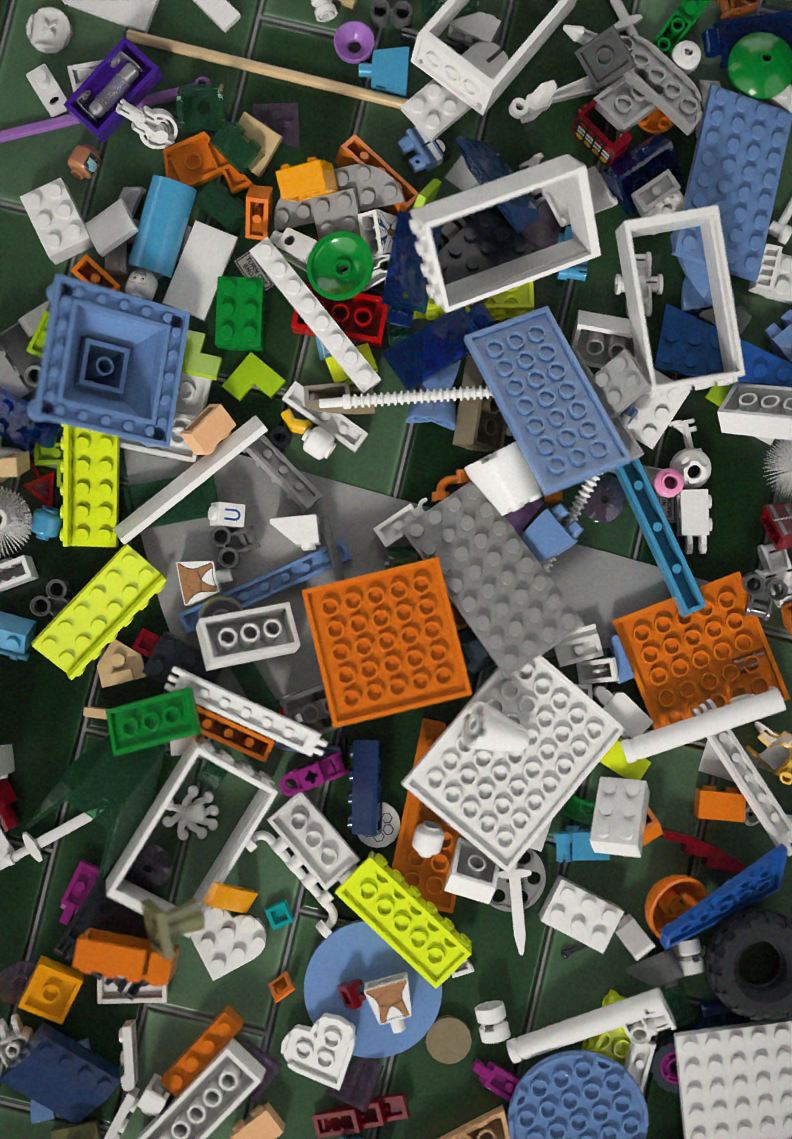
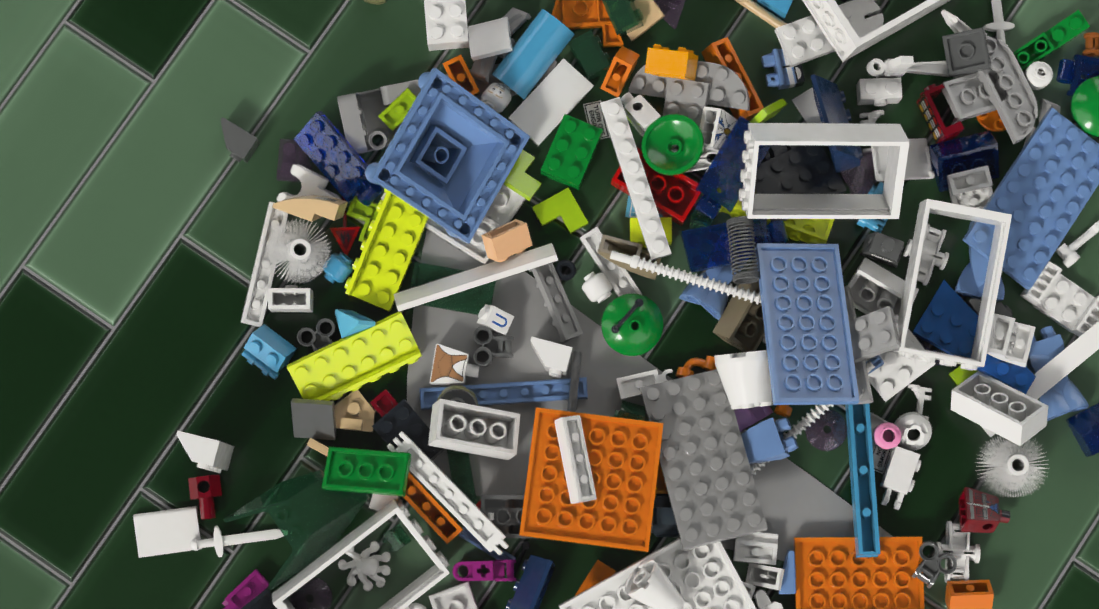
camera: 25 degrees right, 5 degrees down
(80, 686) = (313, 419): none -> dark grey tile
(81, 573) = (351, 322): none -> medium azure slope
(296, 425) = (582, 264): yellow arm -> none
(353, 463) = (628, 340): none -> green dish
(362, 628) = (575, 459): none -> white slope
(366, 442) = (638, 303): none -> black hinge
(466, 374) = (749, 276): none -> dark grey piece
(530, 134) = (879, 91): none -> white brick
(594, 294) = (882, 249): none -> dark grey torso
(760, 338) = (1010, 340): none -> white slope

